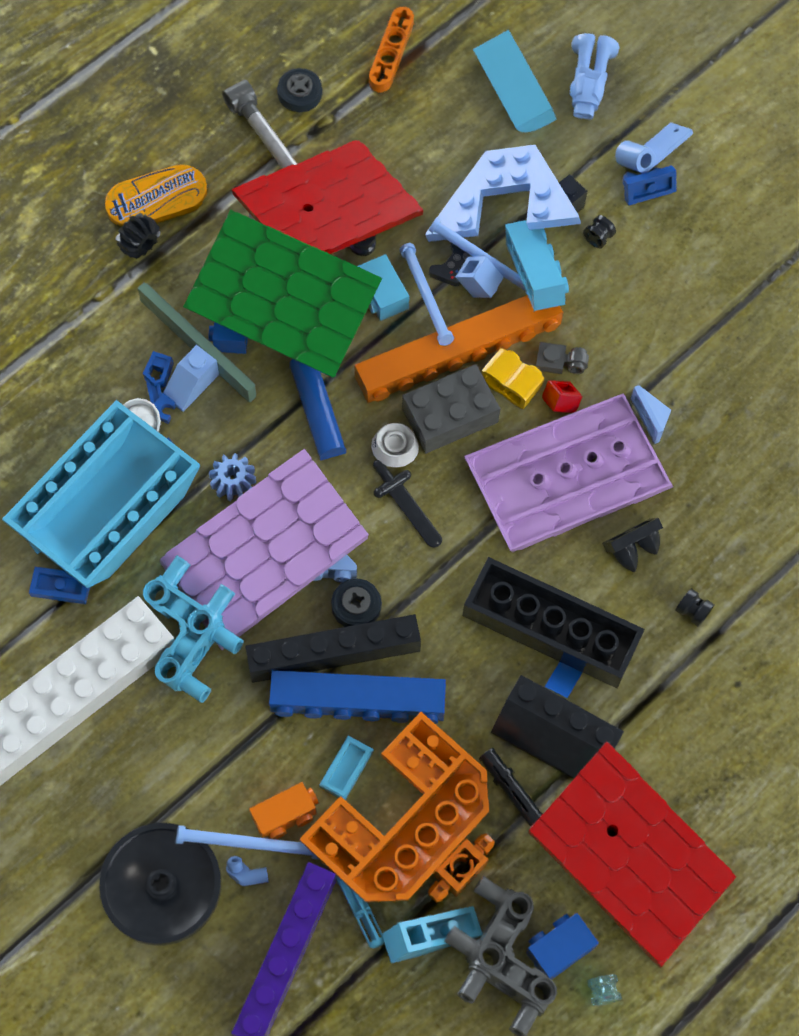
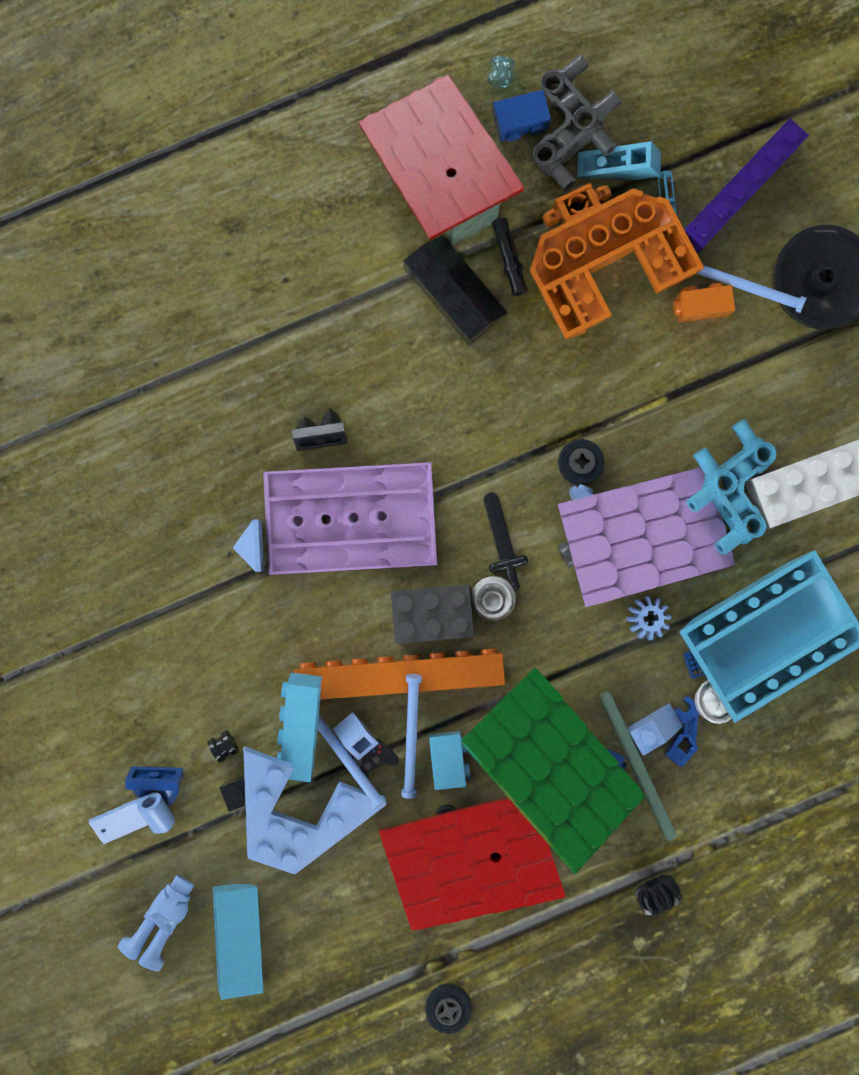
camera: 155 degrees left, 20 degrees up
(57, 585) = (841, 573): blue plate -> none
(157, 194) = (624, 937): light orange tile -> none
(243, 100) = (507, 1012): piece -> none
(244, 875) = (751, 266): medium blue arm -> none
(318, 410) = (550, 645): blue brick -> none
(334, 647) = (616, 426): black brick -> none
(346, 768) = (638, 324): medium azure tile -> none
(356, 696) = (610, 378): blue brick -> none
(393, 49) = (339, 1024): orange beam -> none
(512, 377) = (364, 625): yellow brick -> none
(552, 359) = (317, 635): dark grey plate -> none
(552, 622) = (422, 379): black brick -> none
(561, 396) = (326, 592): red slope -> none
(563, 679) = (432, 330): blue sticker -> none
(694, 607) = (294, 353): black wheel -> none

